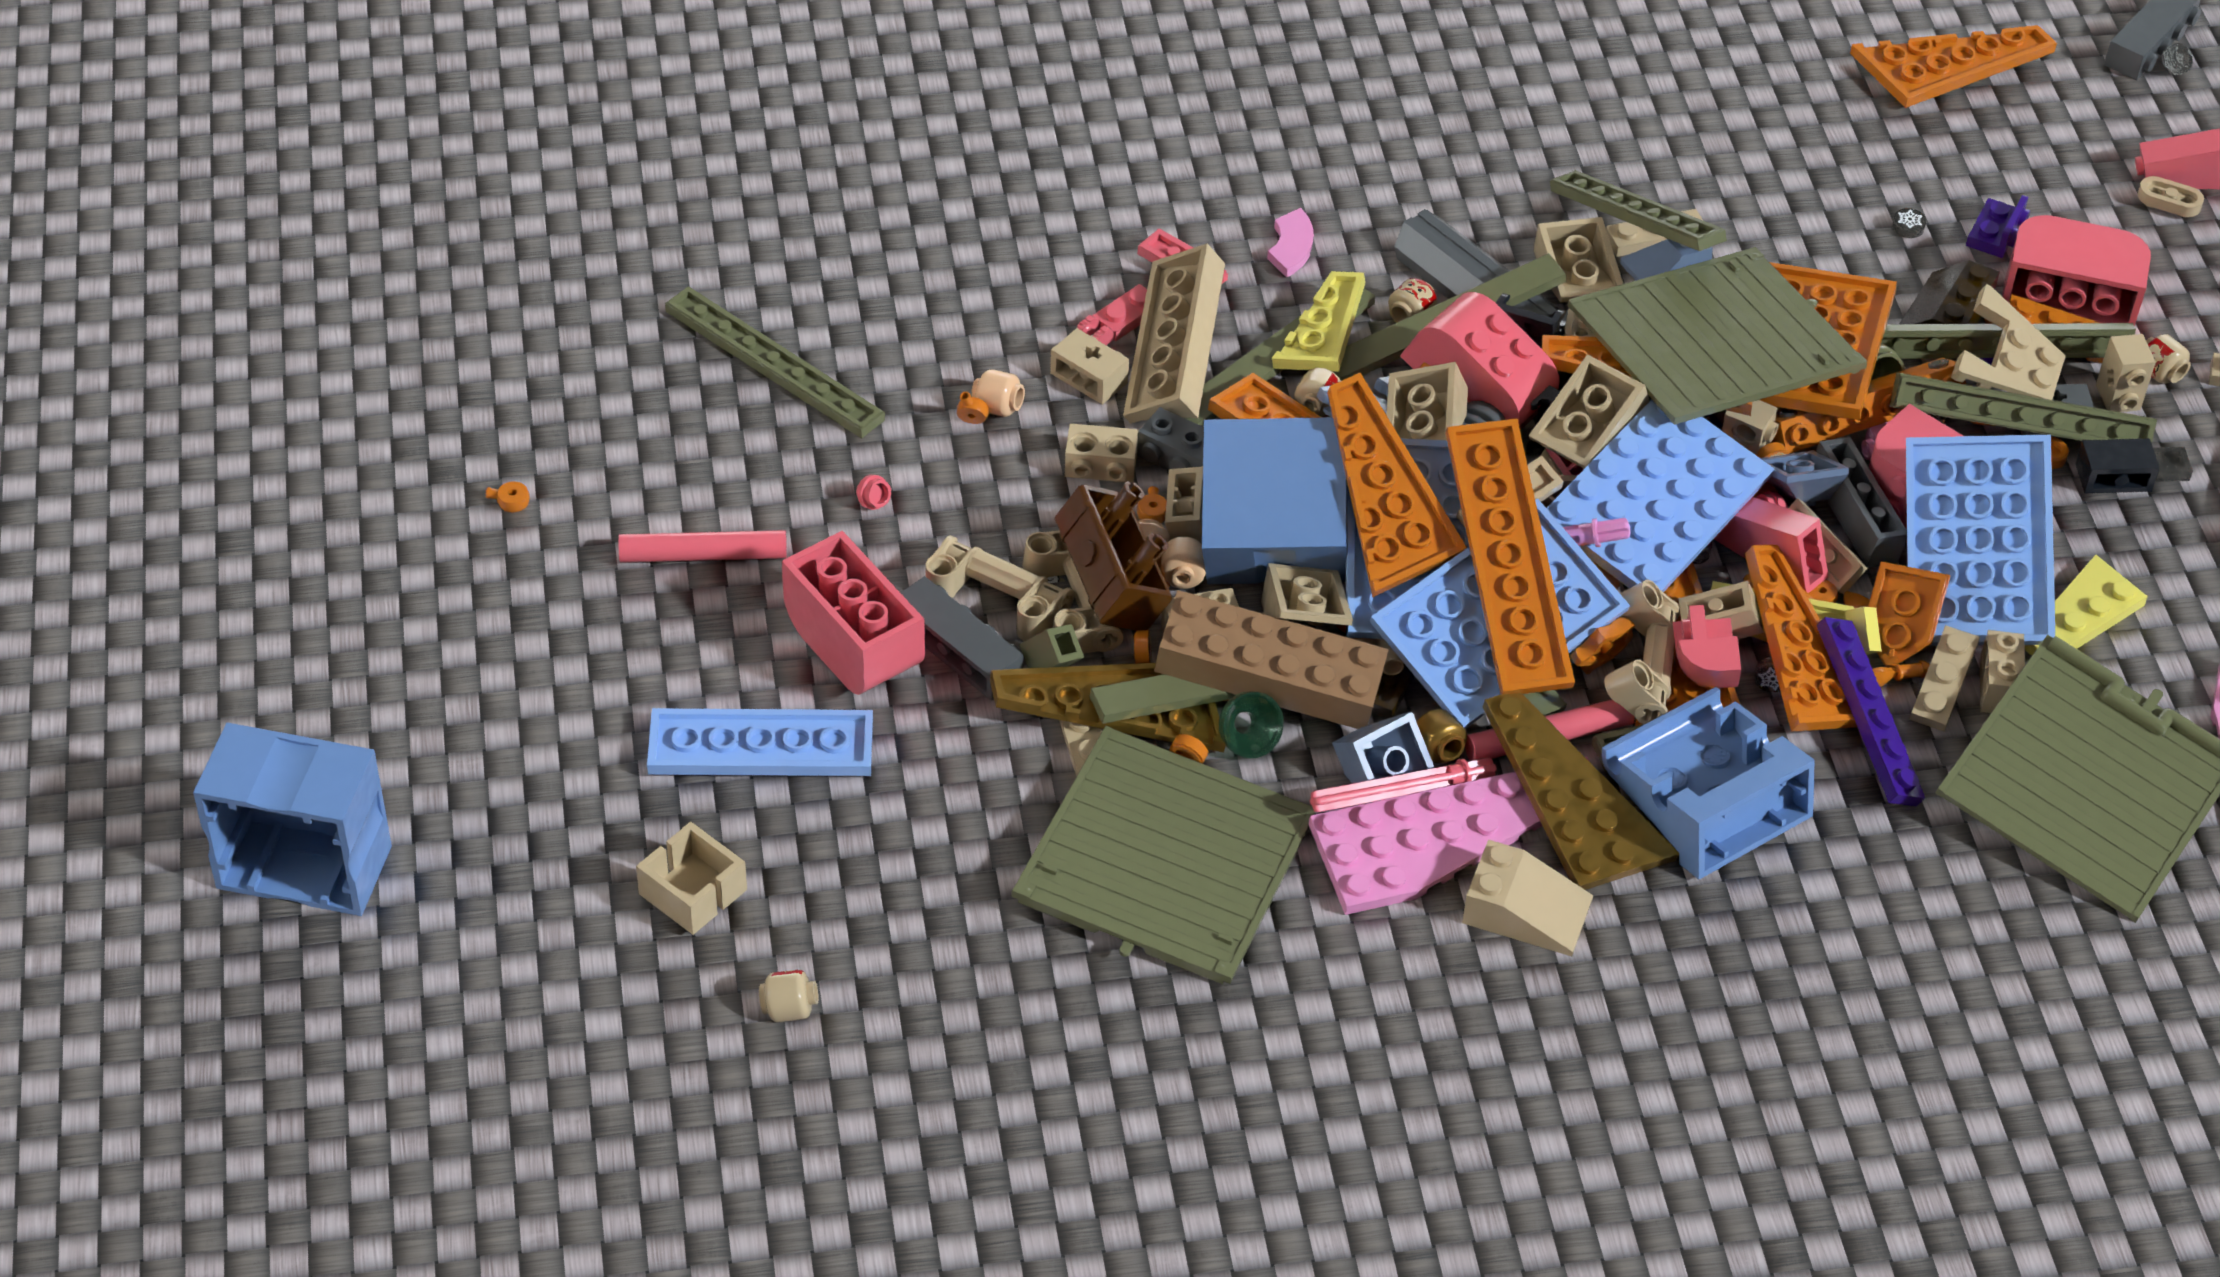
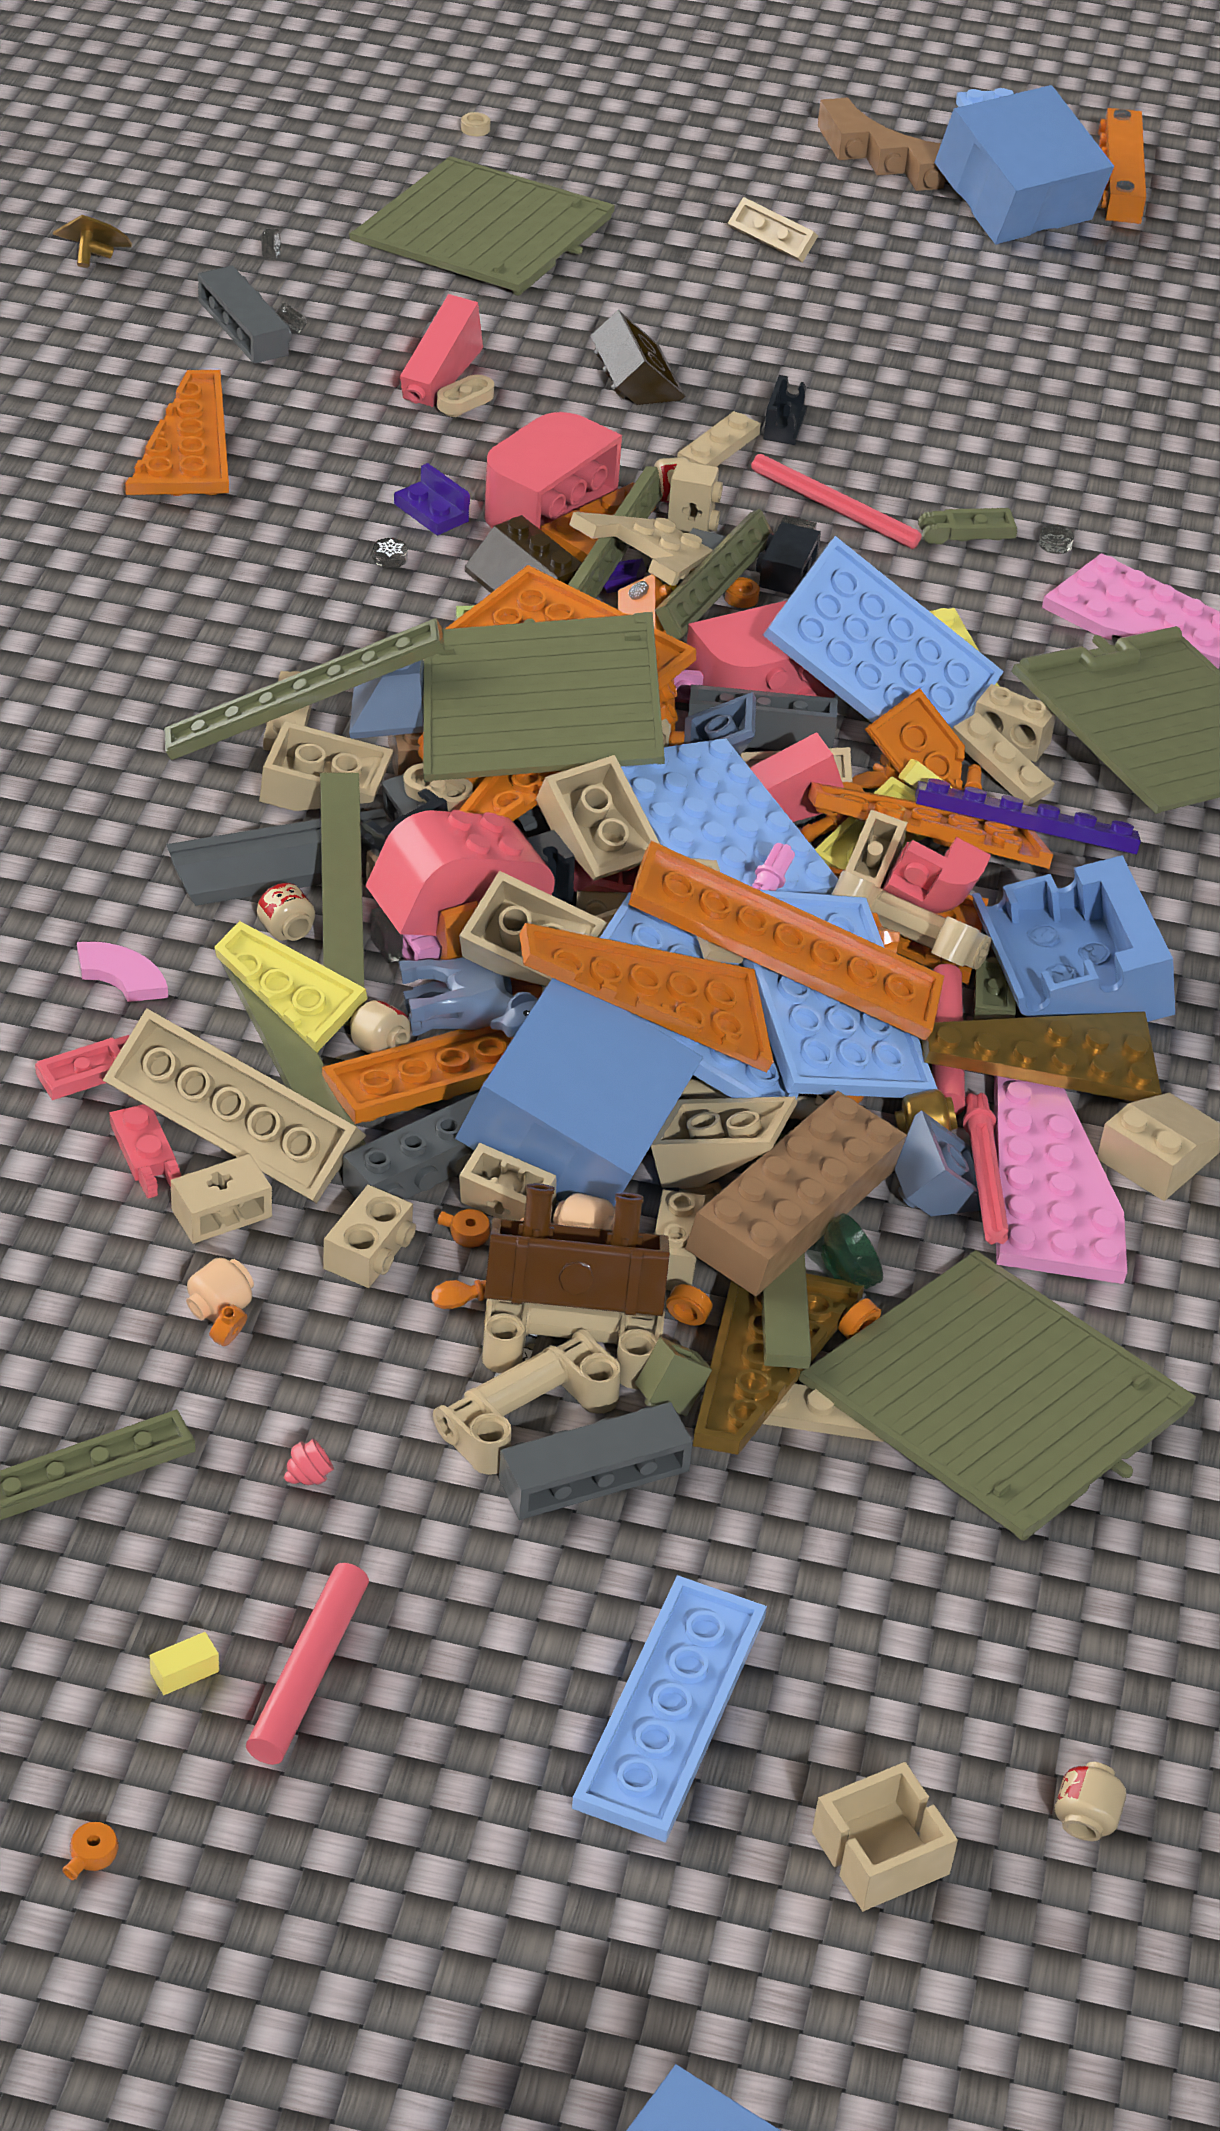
camera: 70 degrees left, 5 degrees down
(672, 488) = (184, 1663): none -> light yellow piece
(851, 614) = (556, 1529): coral brick -> none

